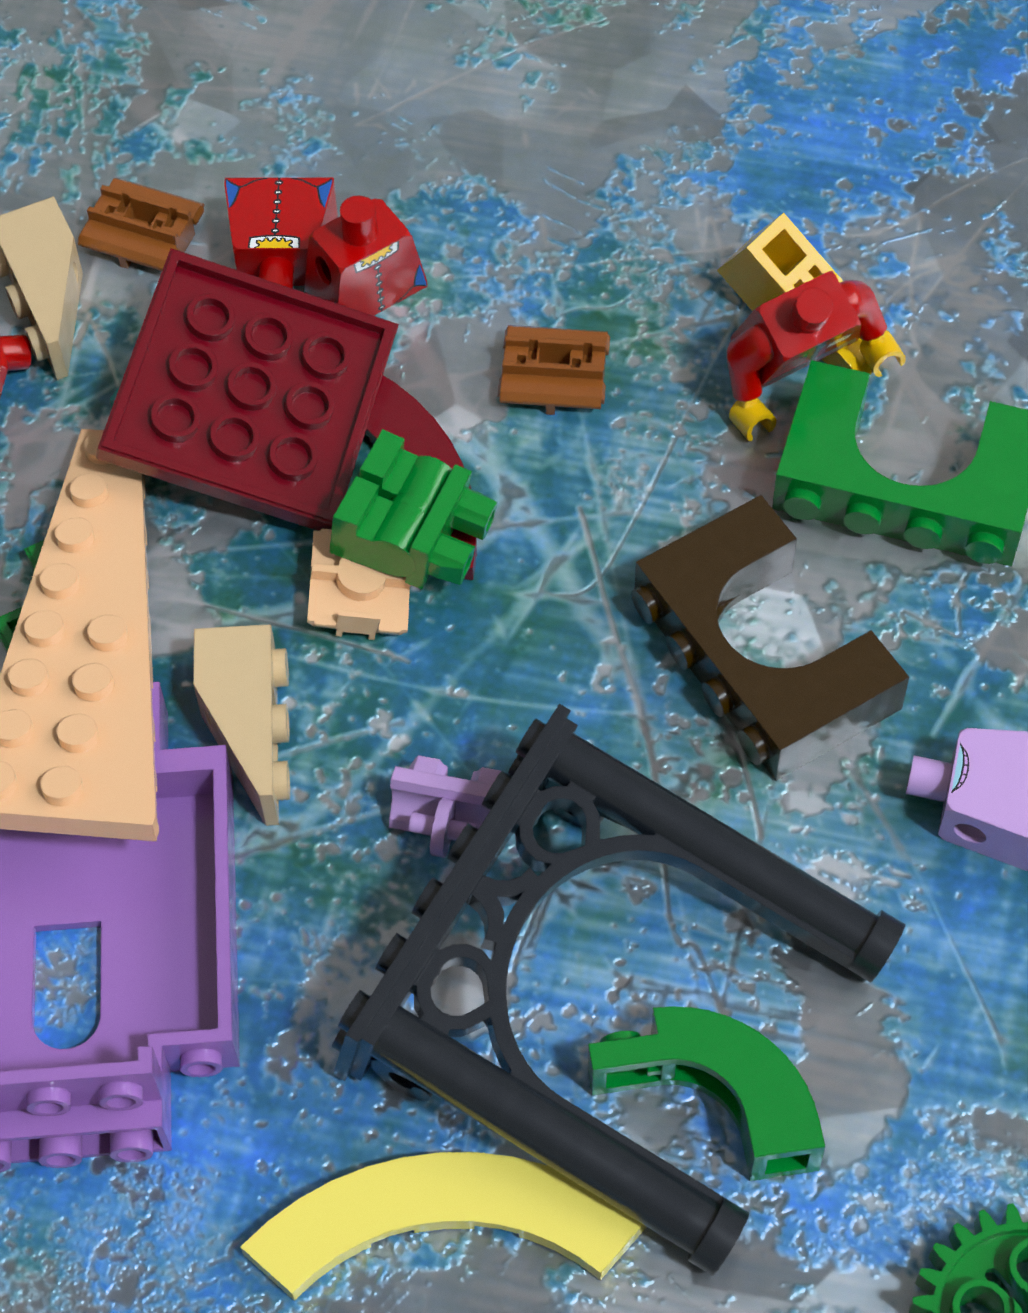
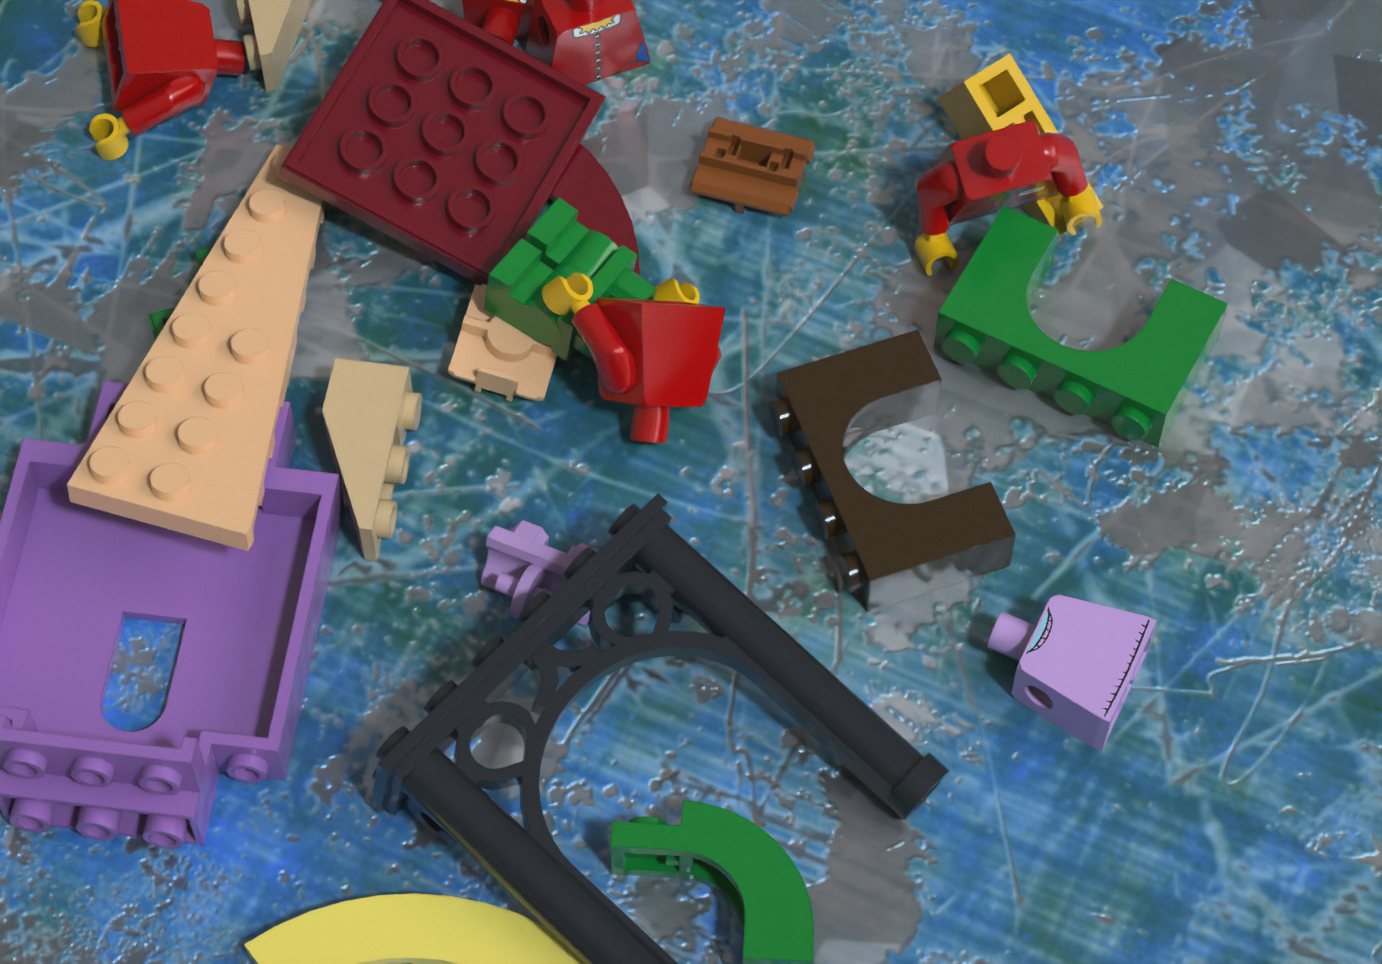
camera: 10 degrees right, 0 degrees up
(503, 562) = (645, 349): none -> red torso

